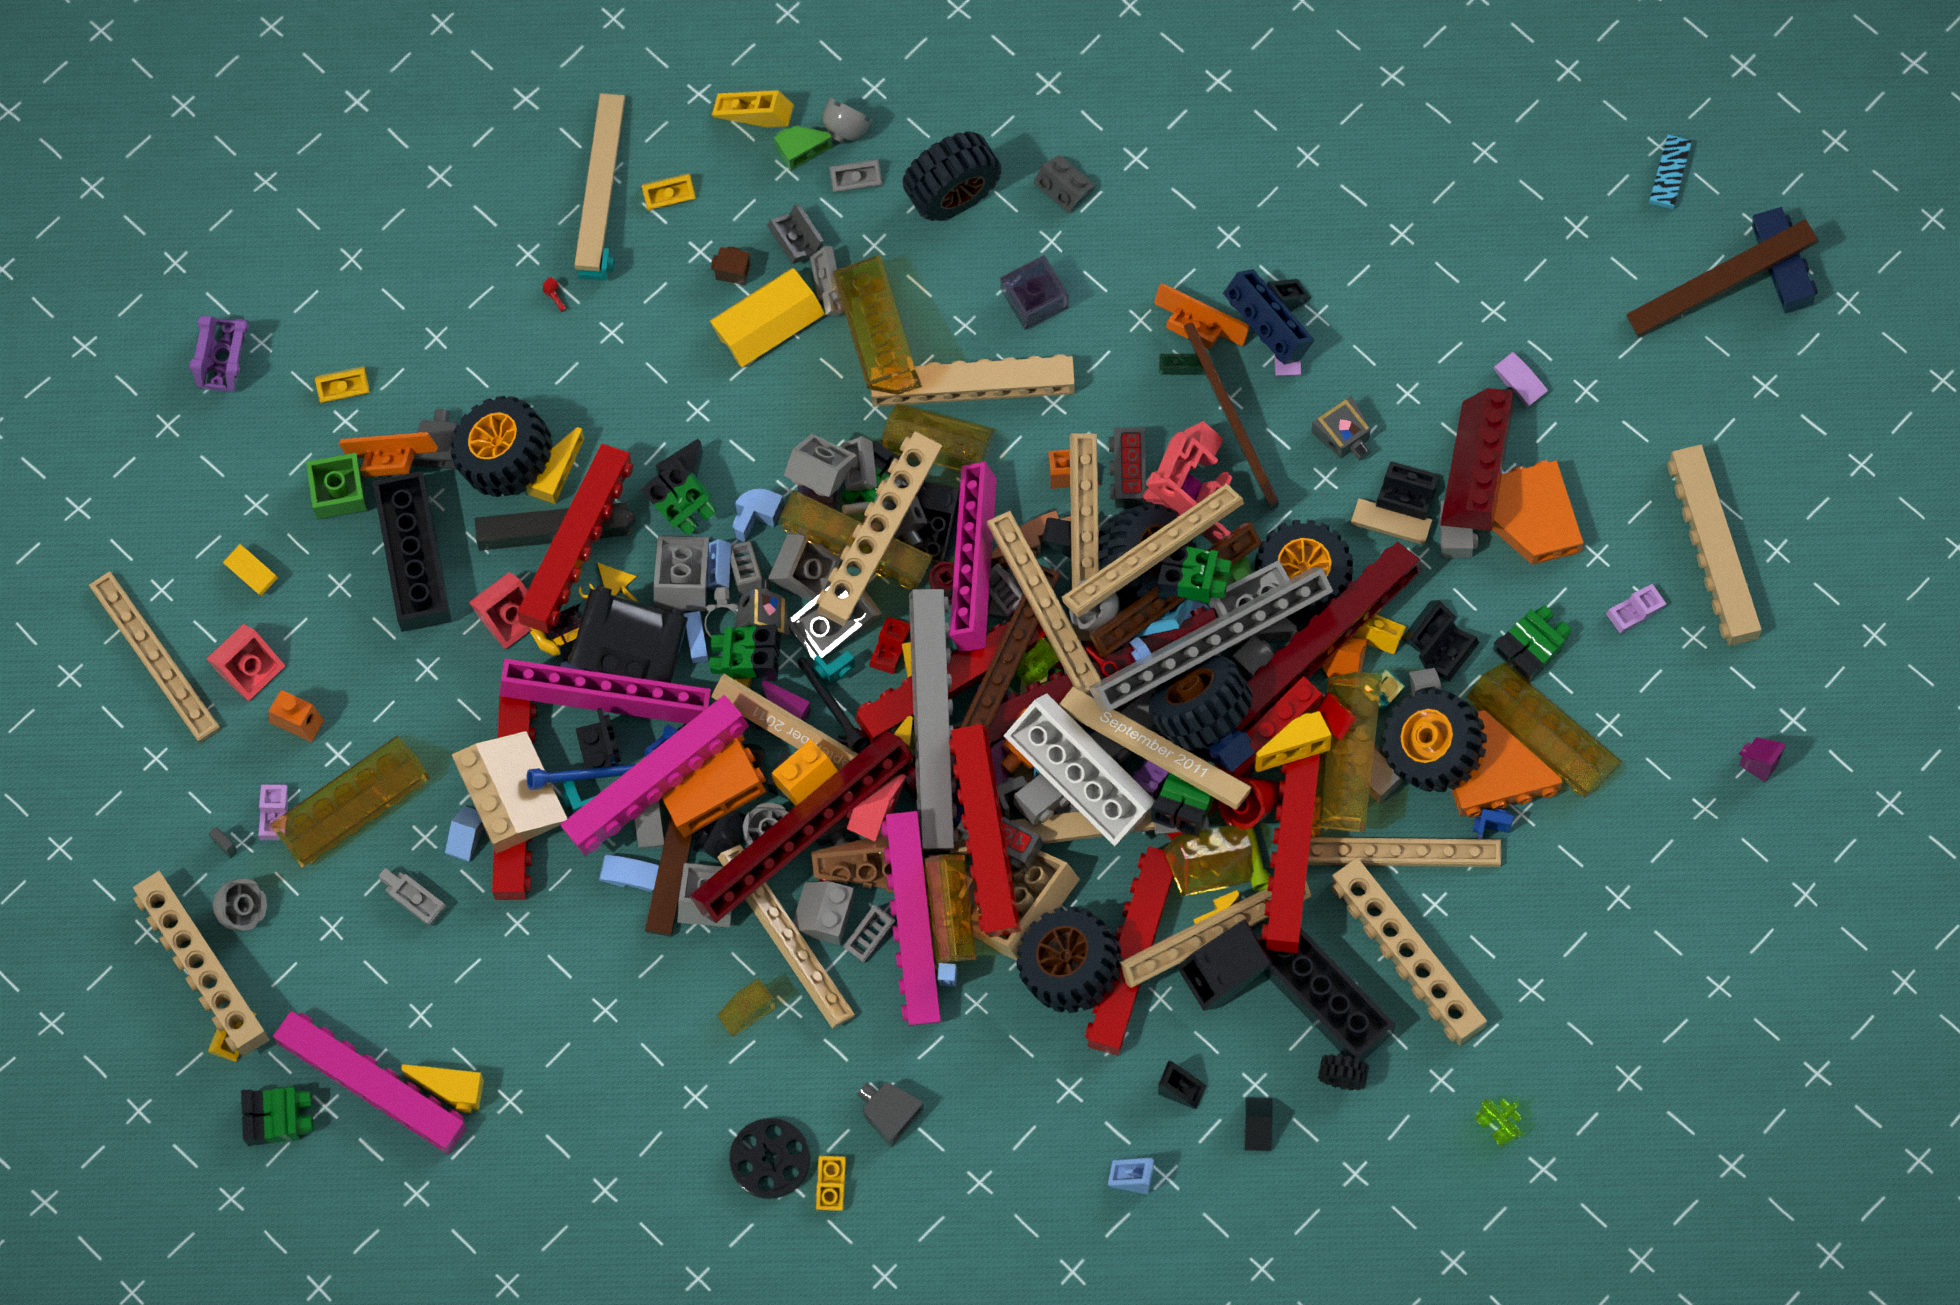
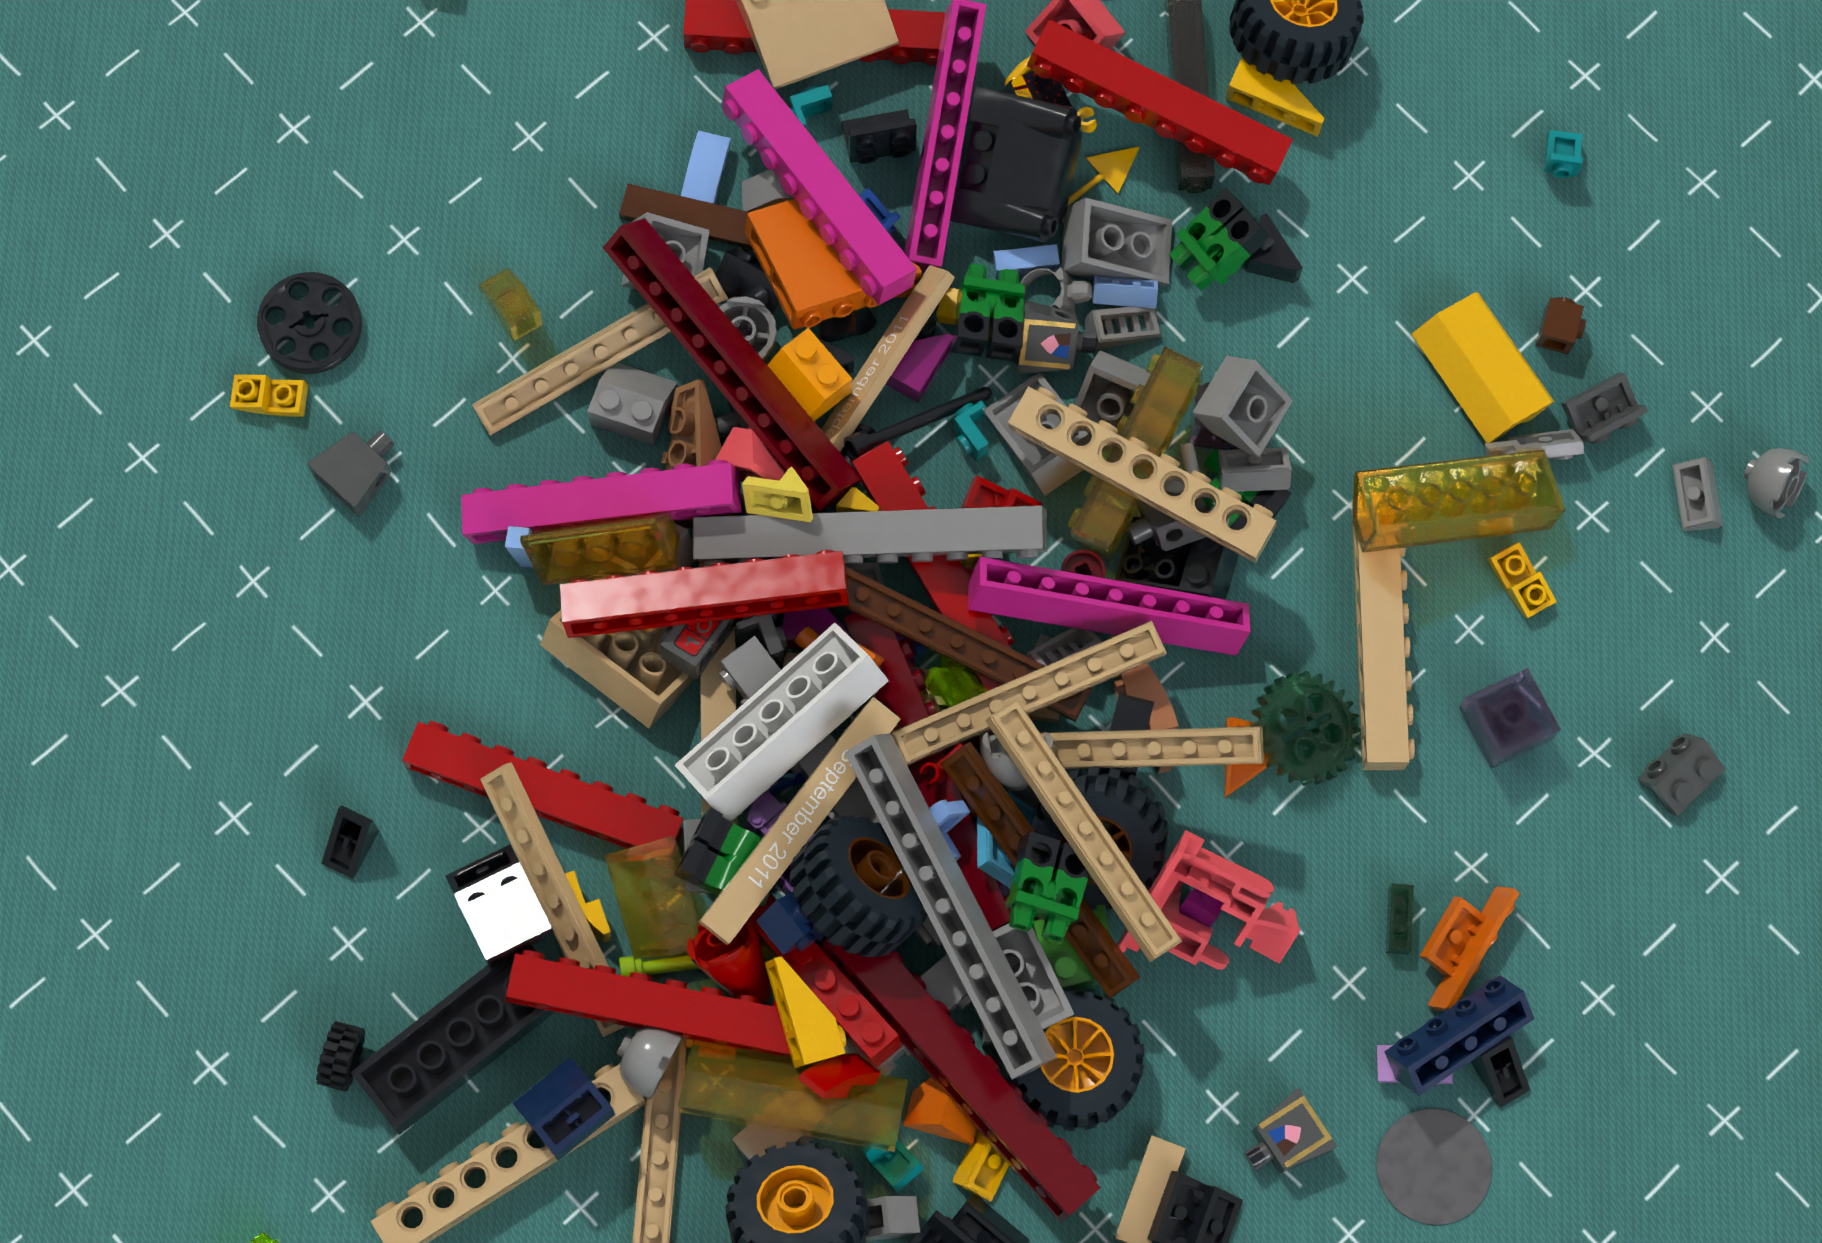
camera: 85 degrees right, 5 degrees up
(537, 778) = (824, 47): blue piece -> none
(549, 289) = (1533, 97): red hand -> none
(599, 182) = (1687, 162): tan tile -> none
(668, 191) = (1674, 251): yellow slope -> none
(754, 108) = (1795, 364): yellow slope -> none
(756, 505) = (1205, 338): light blue brick -> none
(801, 145) = (1739, 421): bright green slope -> none
(877, 939) = (579, 441): light grey slope -> none
(911, 775) = (778, 499): none -> light yellow slope
(927, 290) = (1521, 581): none -> yellow slope
(951, 176) = (1681, 608): black wheel -> none
(960, 440) = (1300, 580): clear yellow slope -> none
(1046, 426) = (1321, 757): none -> clear green gear
(1069, 959) = (526, 700): black wheel -> none
(1128, 467) = (1247, 831): dark grey brick -> none
(1132, 1174) = (234, 772): light blue slope -> none
(1231, 416) = (1312, 974): reddish brown tile -> none
(1258, 1124) = (291, 941): black slope -> none
(1330, 852) = (647, 1058): none -> light grey cylinder
(1355, 339) = (1434, 1166): none -> flat silver sticker
(1371, 904) = (564, 1108): none -> dark blue slope

